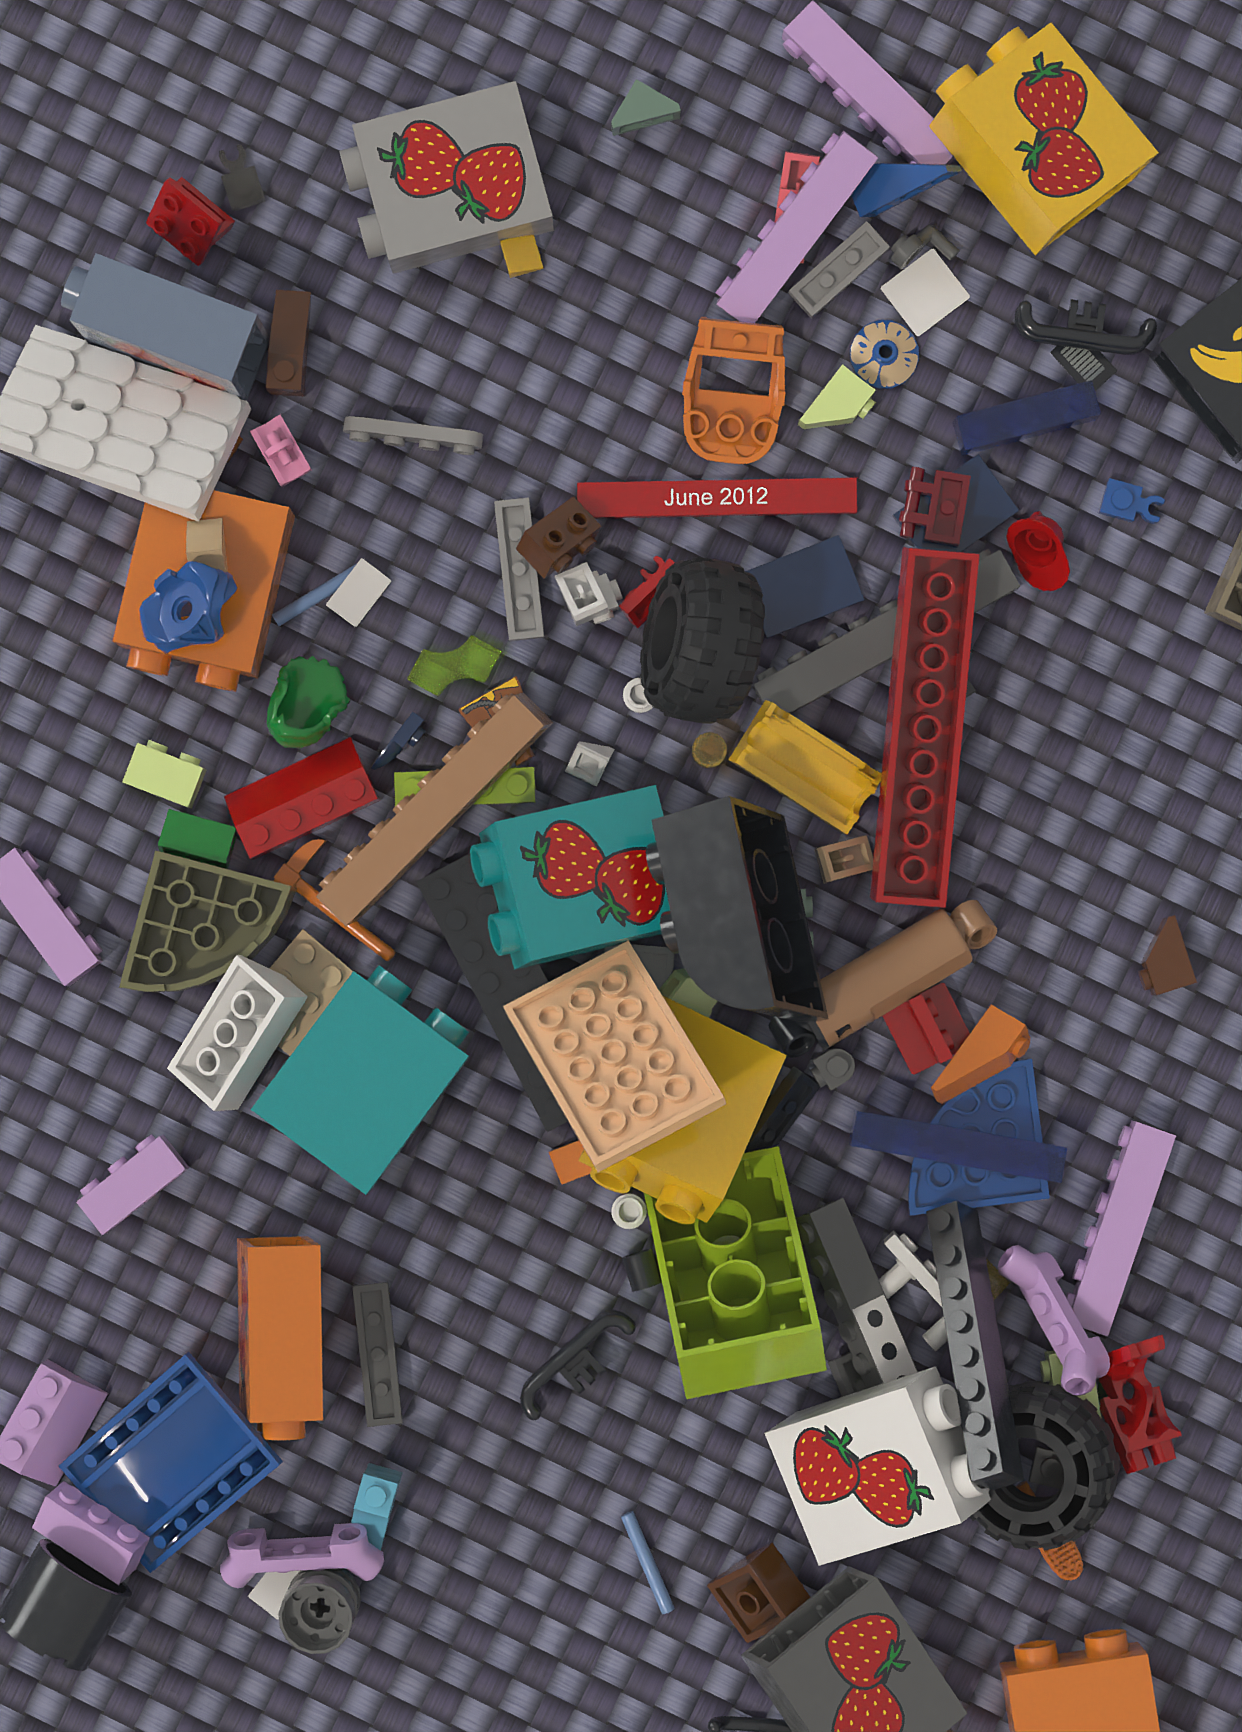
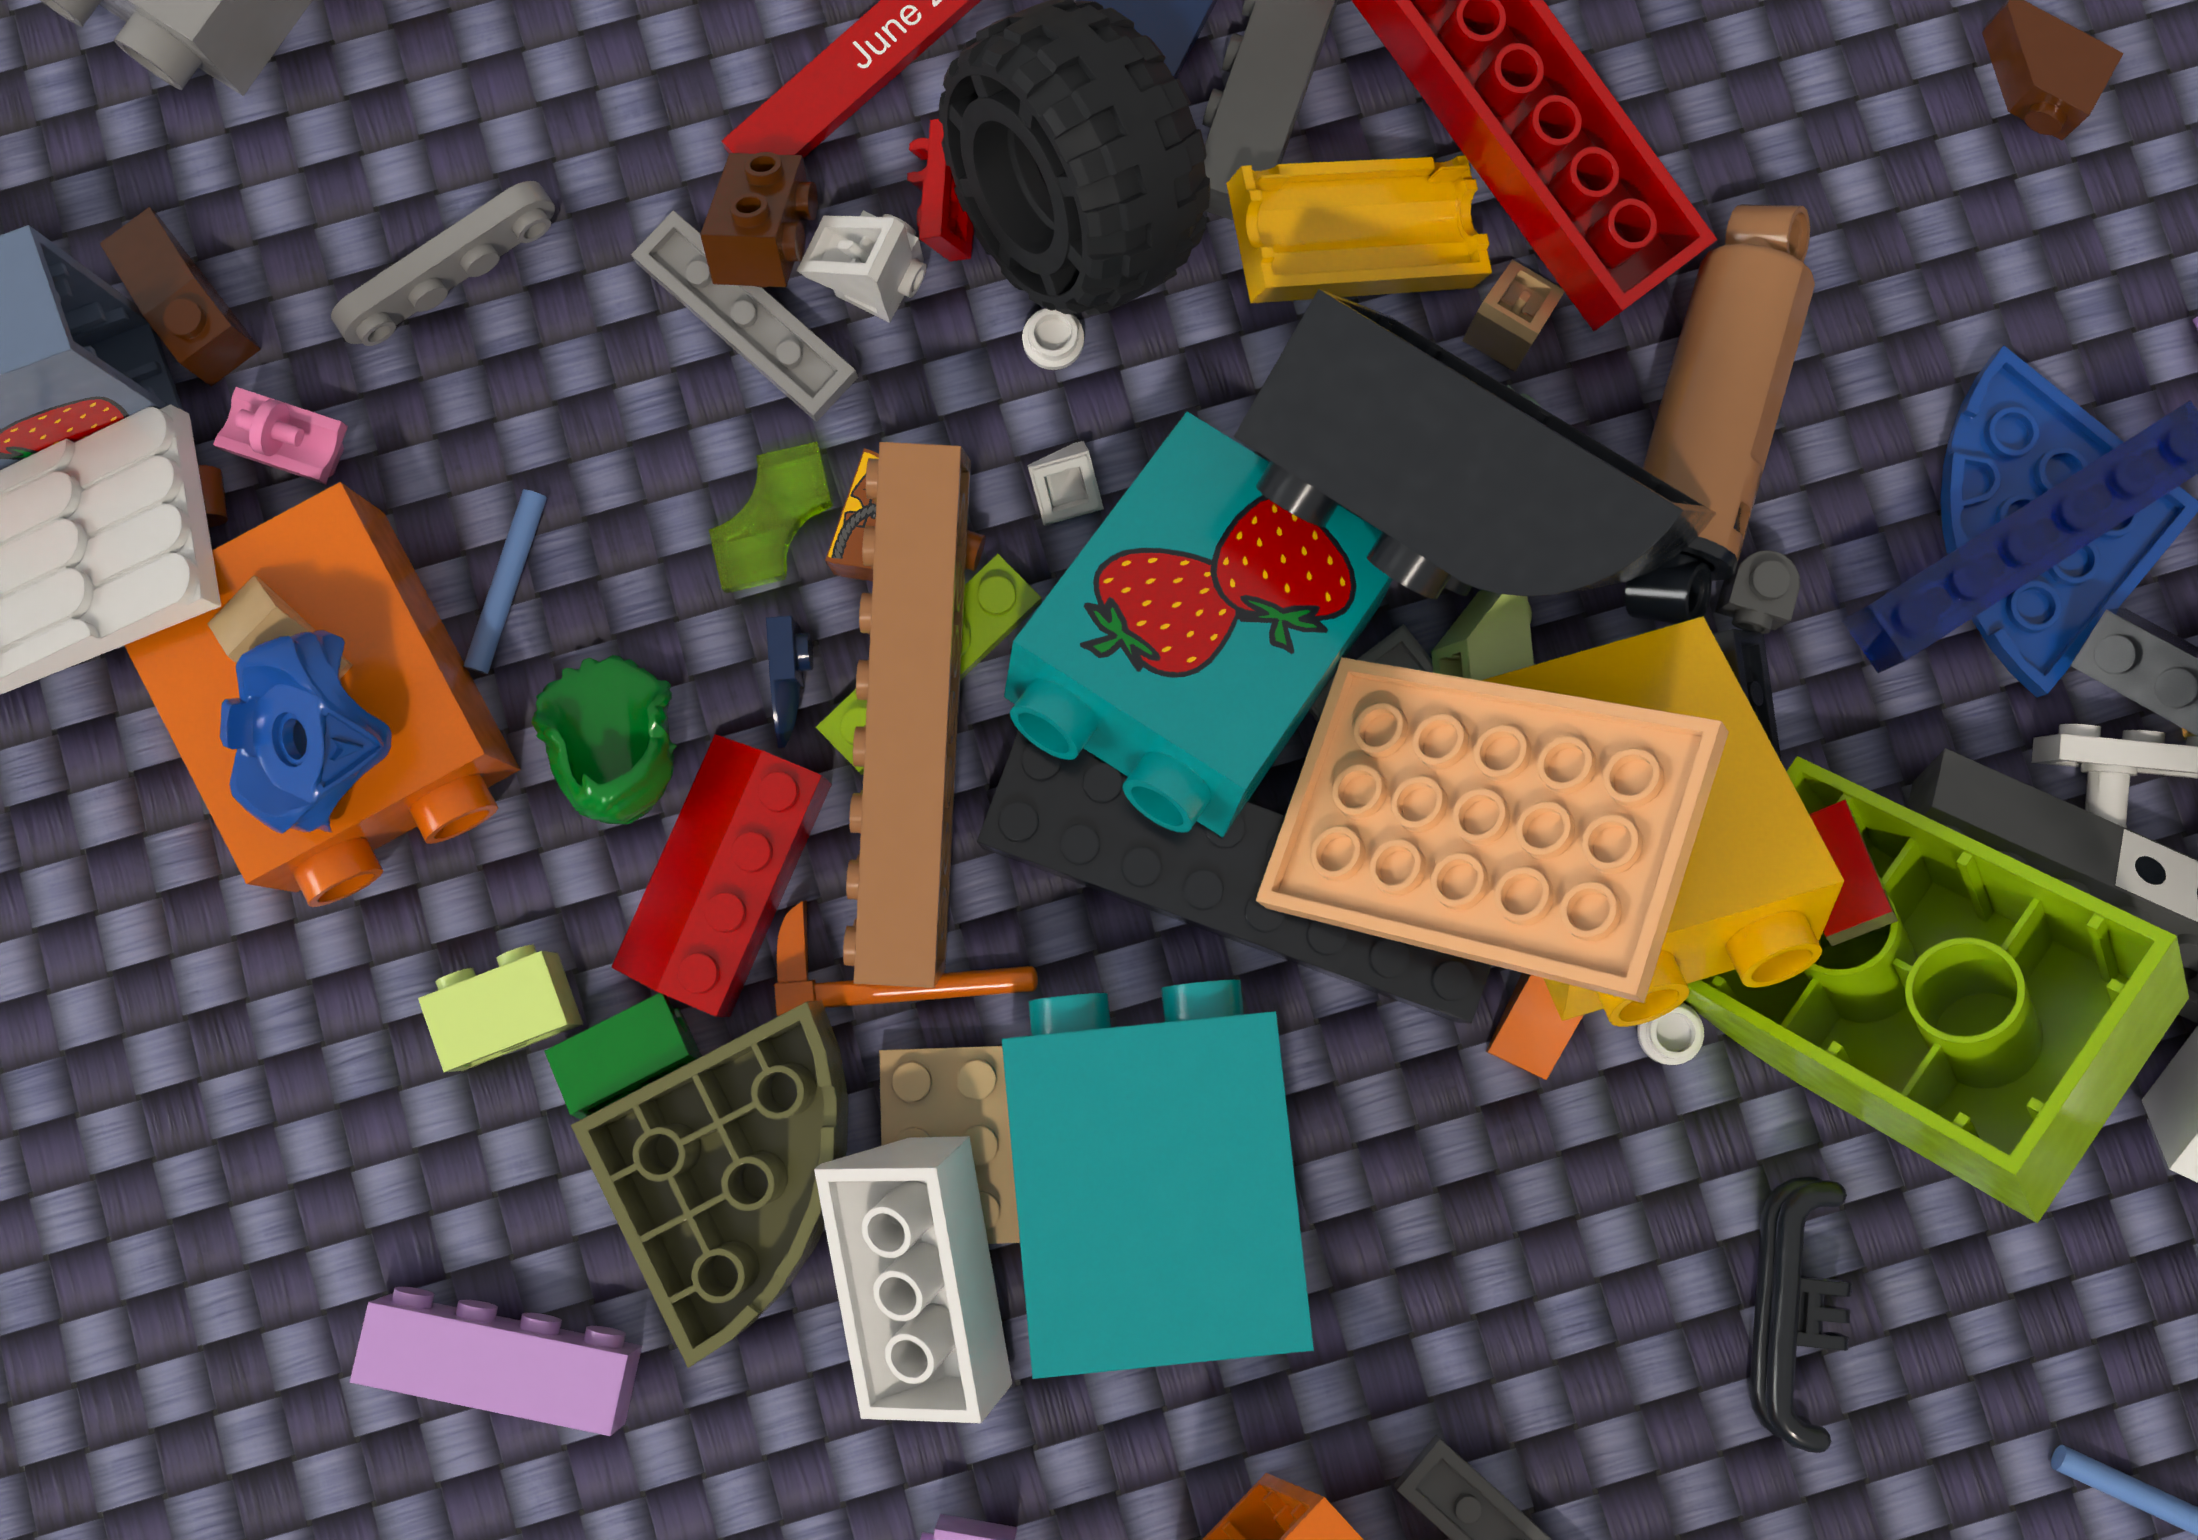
camera: 40 degrees left, 5 degrees down
(358, 592) = (555, 534): white sticker -> none
(641, 1270) = (1766, 1097): black beam -> none
(708, 755) = (1206, 340): clear yellow wheel -> none
(741, 1202) = (1862, 899): none -> red tile
(927, 1028) = (1837, 433): red bracket -> none
(985, 1052) = (1944, 382): orange slope -> none

